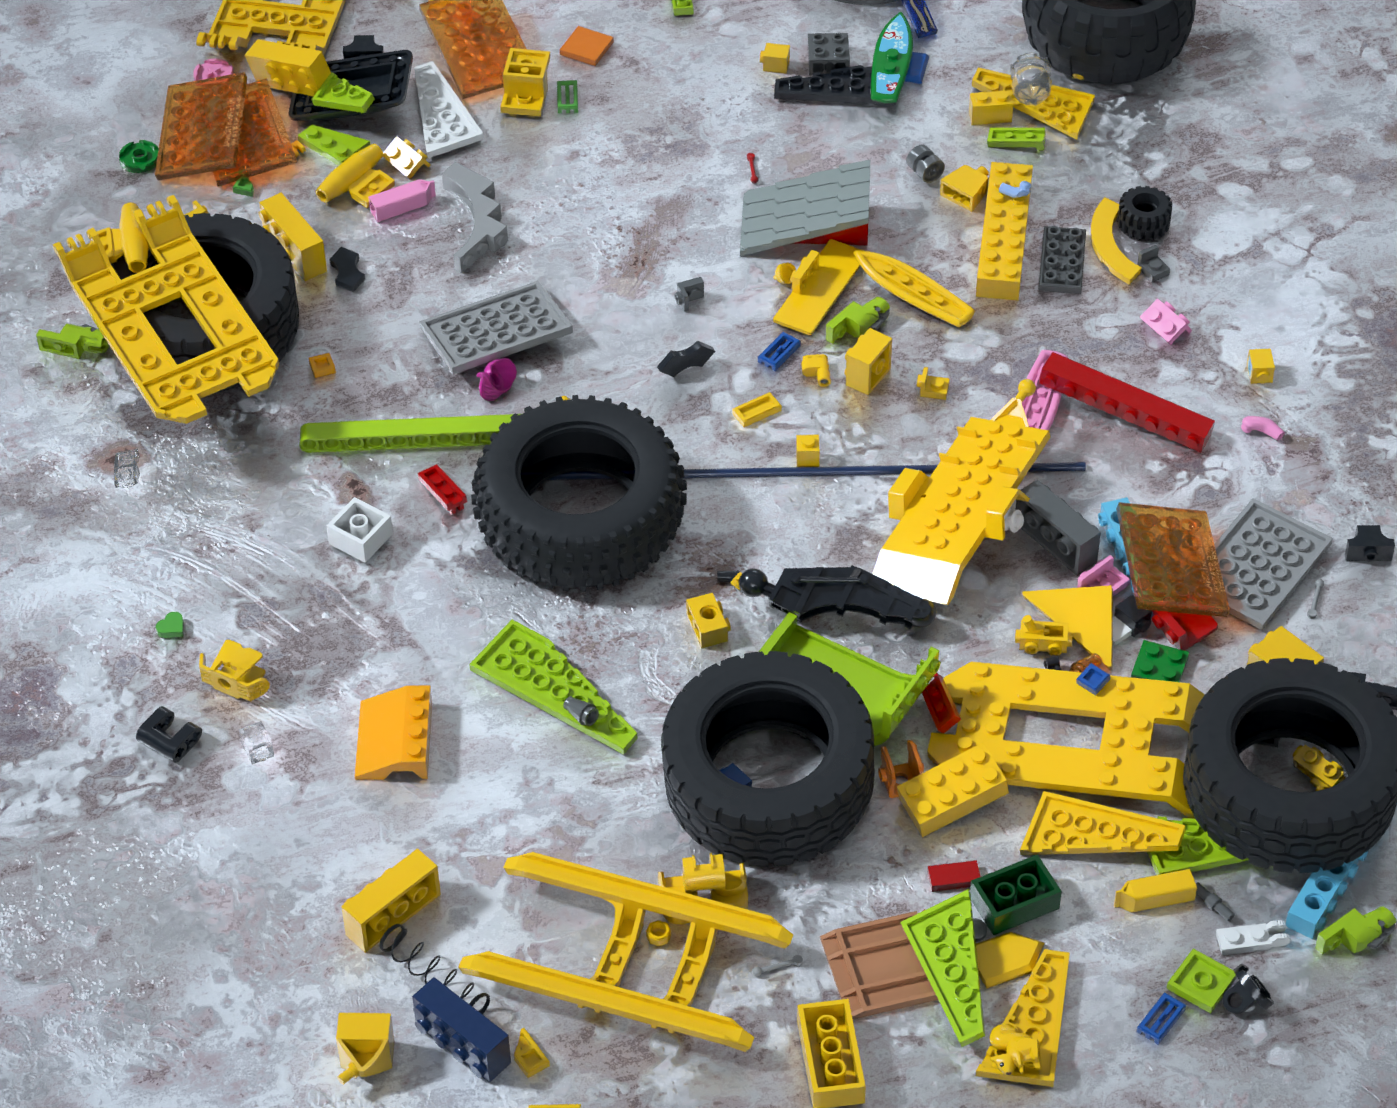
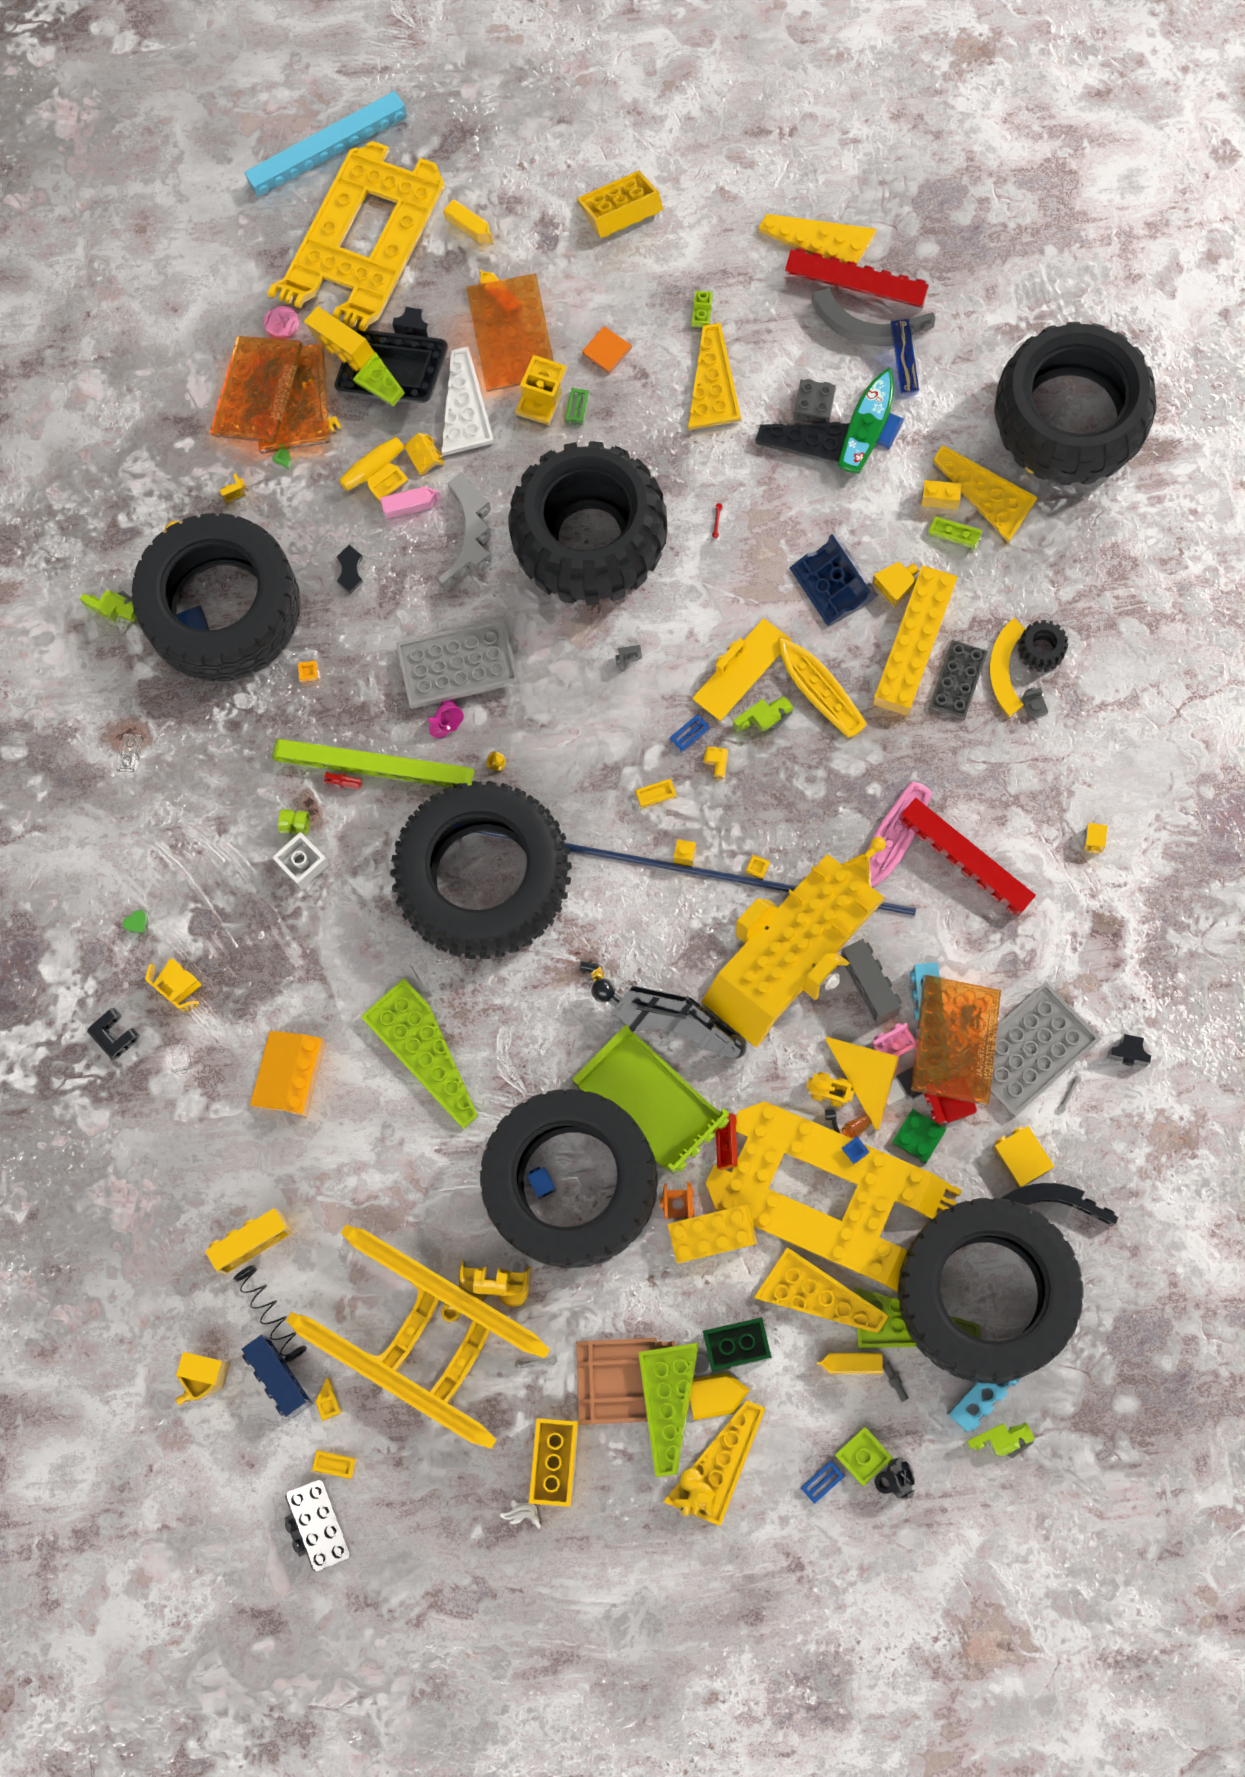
camera: 20 degrees right, 25 degrees up
(126, 240) = (153, 538): yellow plate -> none
(142, 164) = (201, 415): green tile -> none
(182, 272) = (134, 612): yellow bracket -> none
(295, 235) = (307, 531): yellow brick -> none
(331, 144) = (366, 424): lime wing -> none
(333, 496) = (293, 822): none -> lime wheel
(389, 453) = (342, 780): none -> red axle
(443, 488) = (378, 826): red hinge -> none
(582, 711) = (436, 1088): dark grey cone -> none
(614, 170) = (580, 481): none -> black tyre
(694, 355) = (600, 732): black tile -> none
(707, 620) = (558, 1000): yellow brick -> none
(714, 59) = (714, 390): none -> yellow wing
(775, 58) = (767, 398): yellow brick -> none
(783, 273) = (714, 650): yellow tile -> none
(808, 210) = (747, 588): light grey piece -> none
(868, 361) = (758, 768): yellow brick -> none
(893, 454) = (757, 867): none -> yellow tile
(904, 195) = (833, 581): none -> dark blue piece
(925, 163) = (866, 549): dark grey wheel -> none
(932, 386) = (809, 799): yellow bracket -> none
(952, 875) = (696, 1308): red tile -> none
(1015, 192) = (933, 609): light blue arm -> none
(1031, 79) = (982, 479): clear tile -> none
(1164, 321) = (1028, 770): bright pink bracket -> none
(1252, 937) = (914, 1422): white hinge -> none
(1262, 424) = (1078, 901): bright pink arm -> none
(1317, 768) = (1019, 1280): yellow brick -> none

